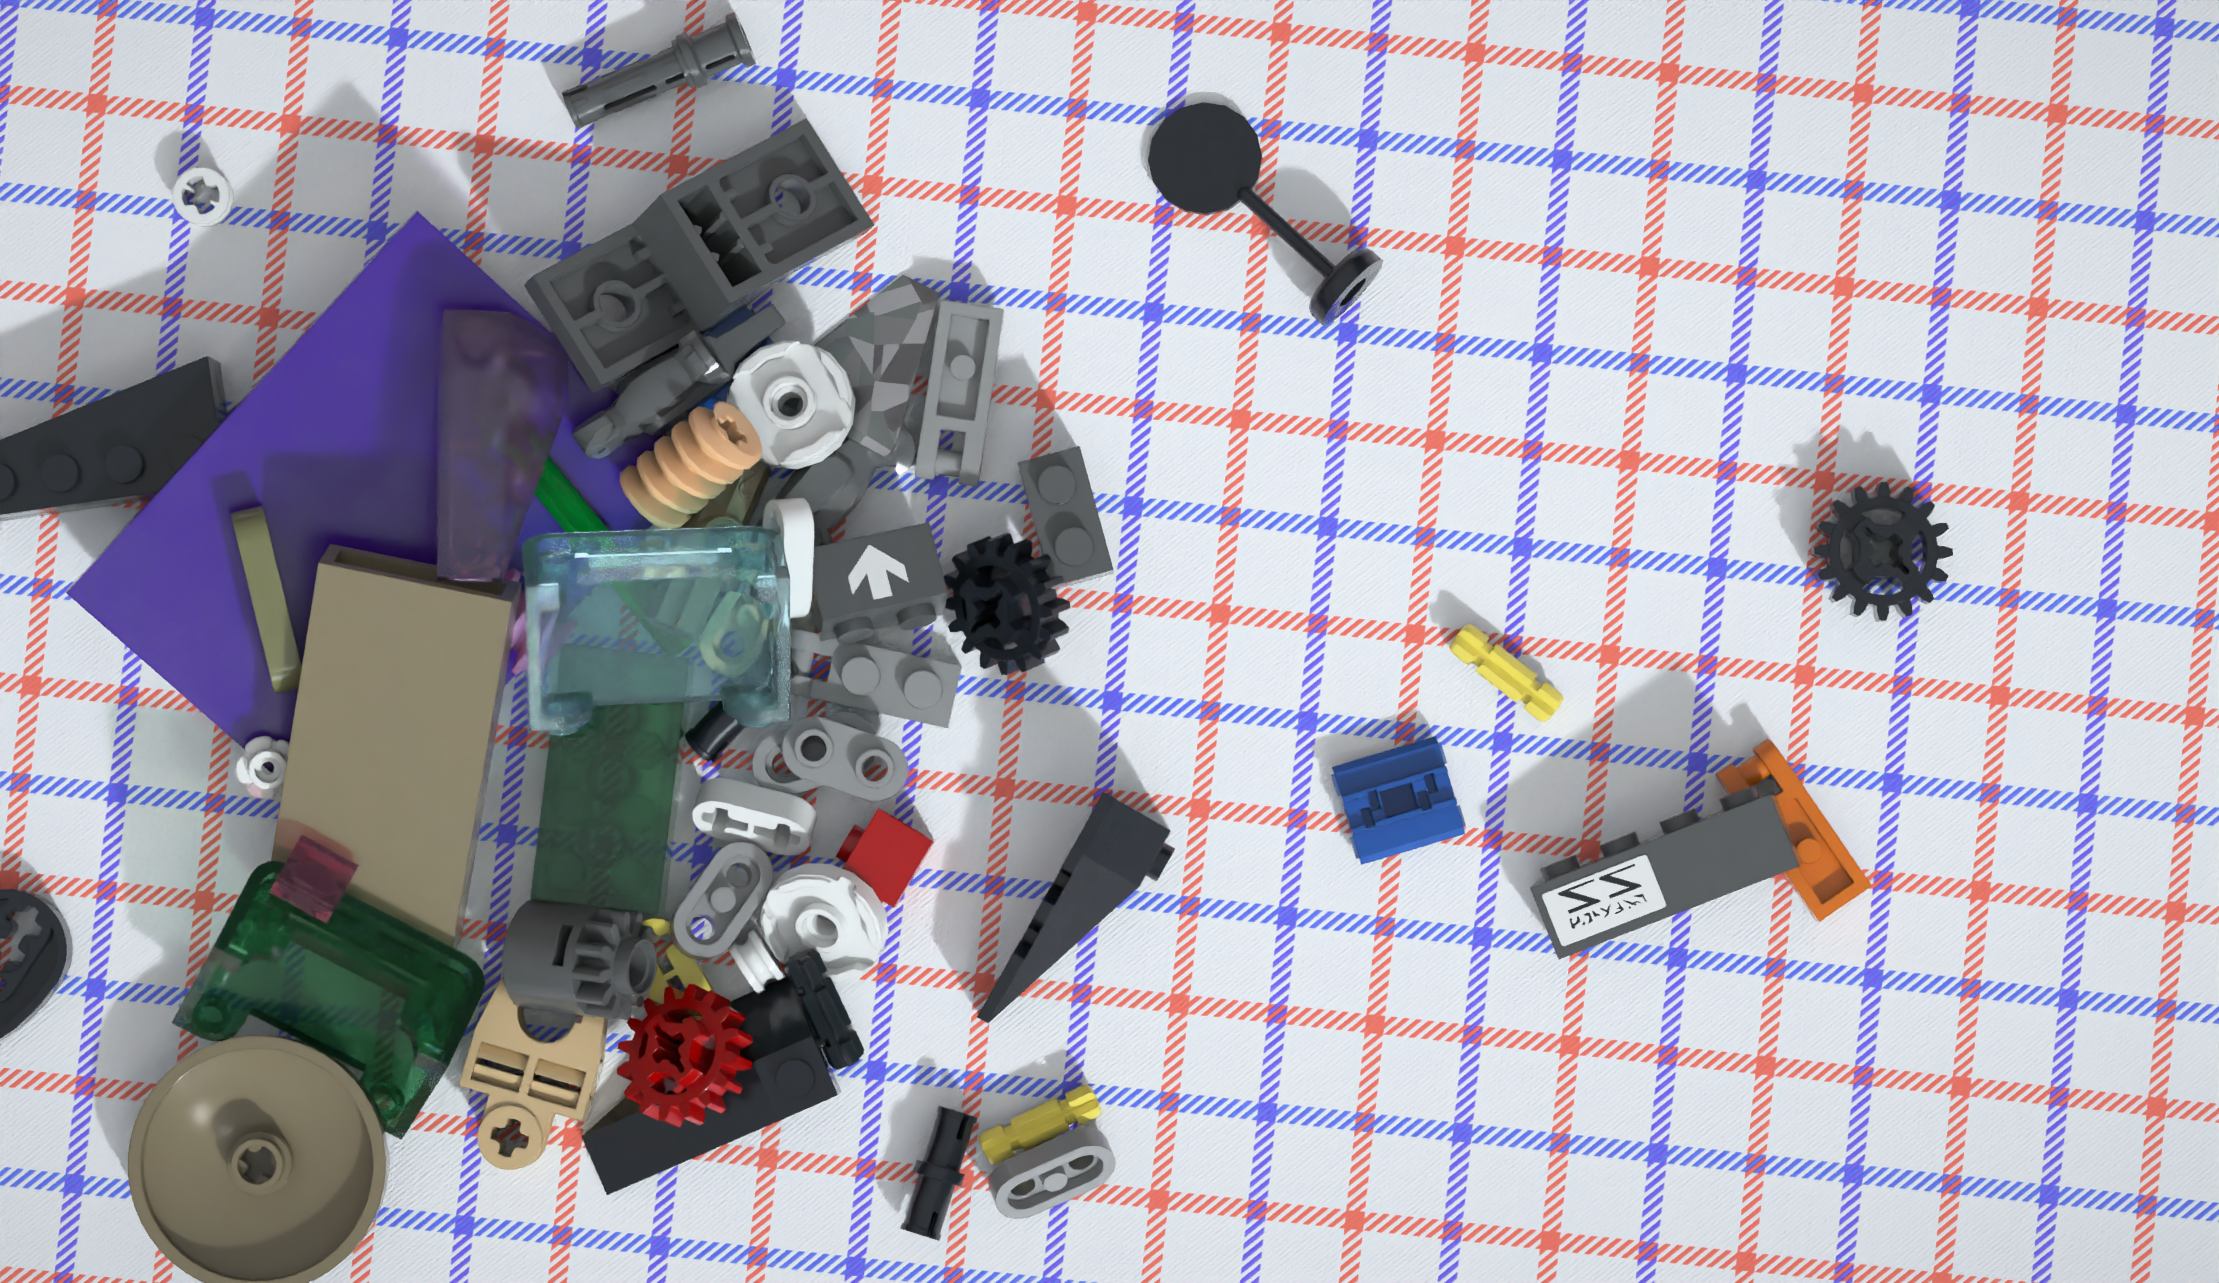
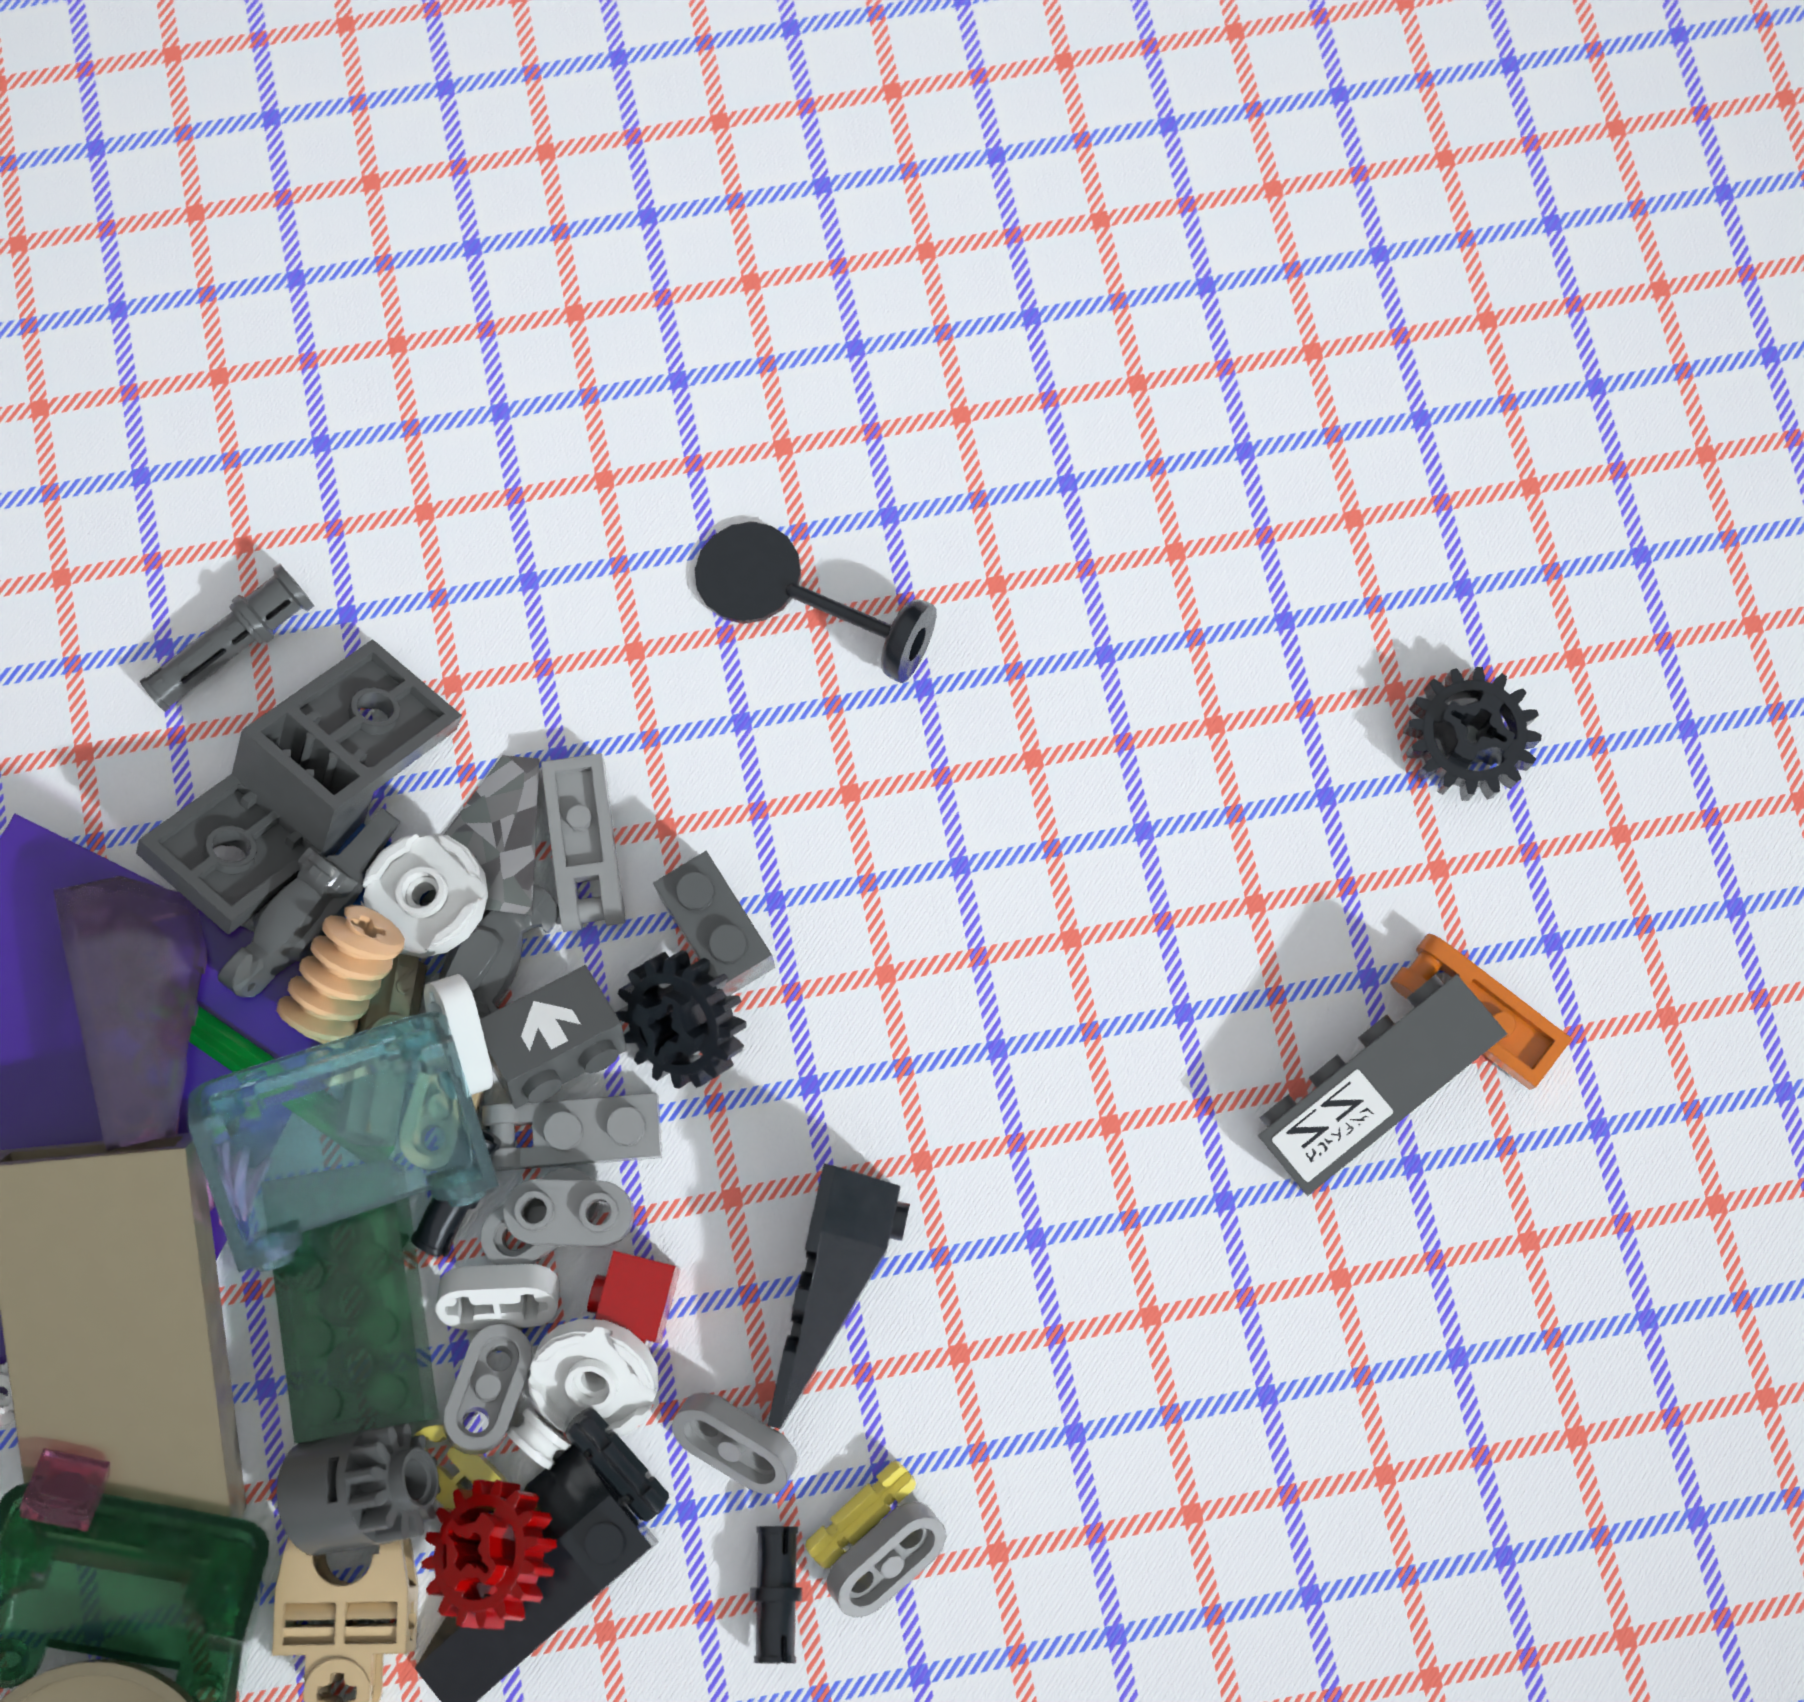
camera: 20 degrees left, 10 degrees down
(940, 1022) = (734, 1443): none -> light grey plate
(1398, 800) = (1105, 1095): blue piece -> none
(1506, 673) = (1167, 947): light yellow axle -> none

